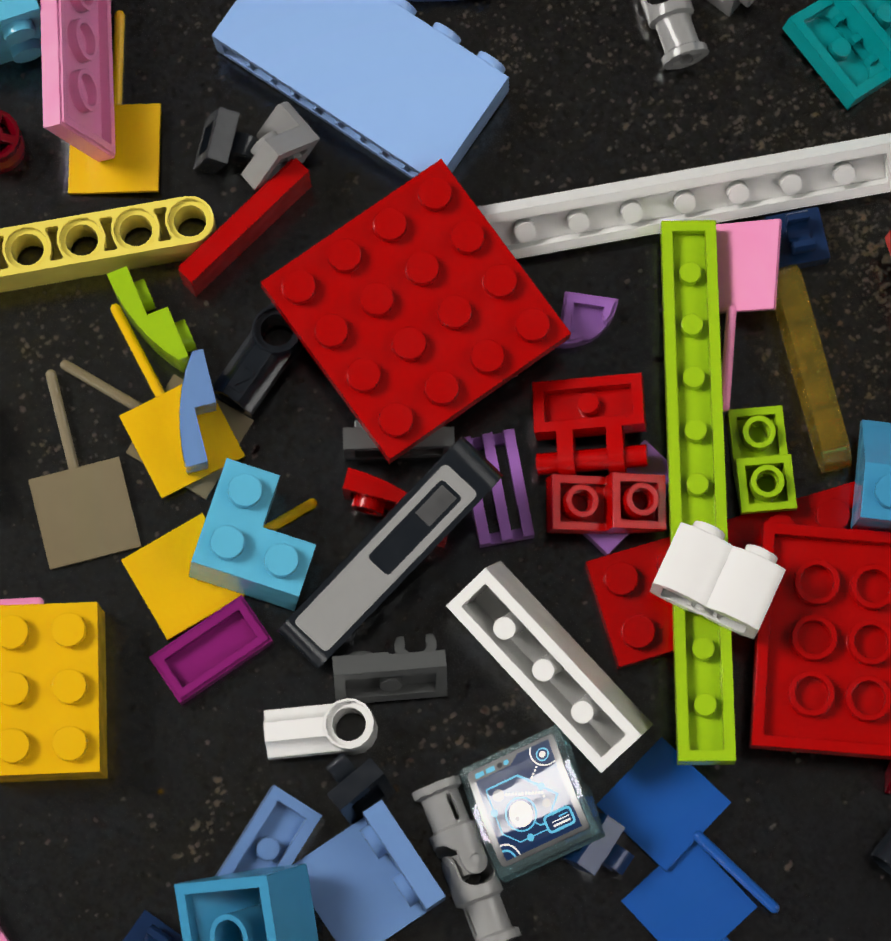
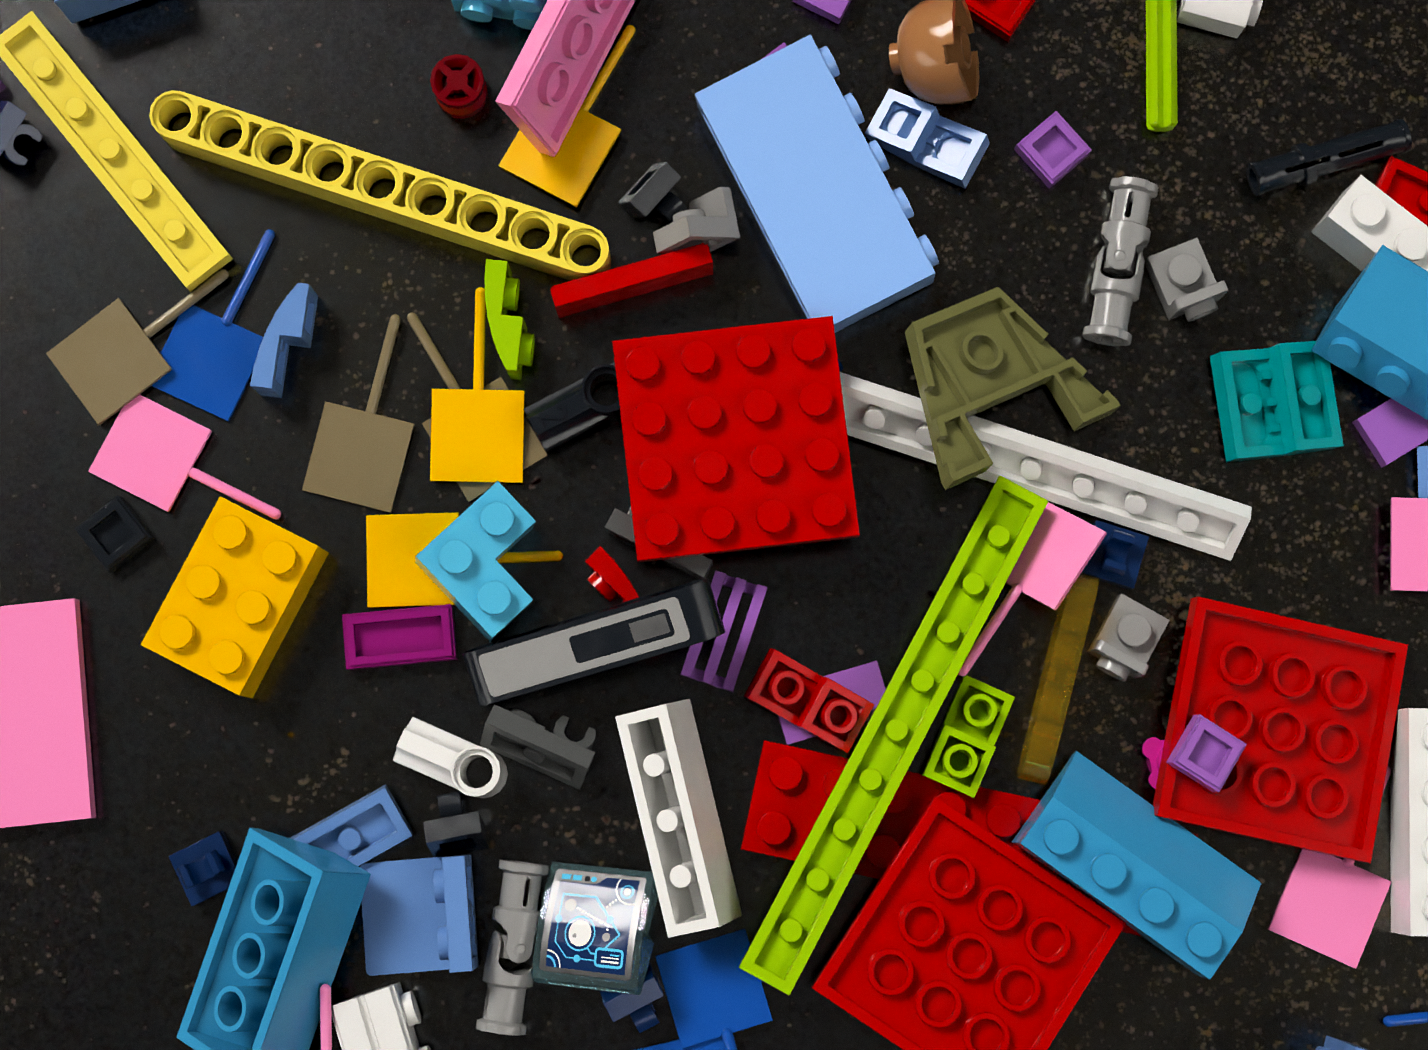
camera: 30 degrees right, 5 degrees up
(195, 399) = (503, 409): medium blue slope -> none
(586, 317) = (886, 522): medium lavender tile -> none
(586, 409) = (843, 607): red plate -> none
(587, 131) = (979, 358): none -> olive wing
(718, 579) = (863, 828): white brick -> none
(849, 304) = (1127, 639): none -> light grey bracket

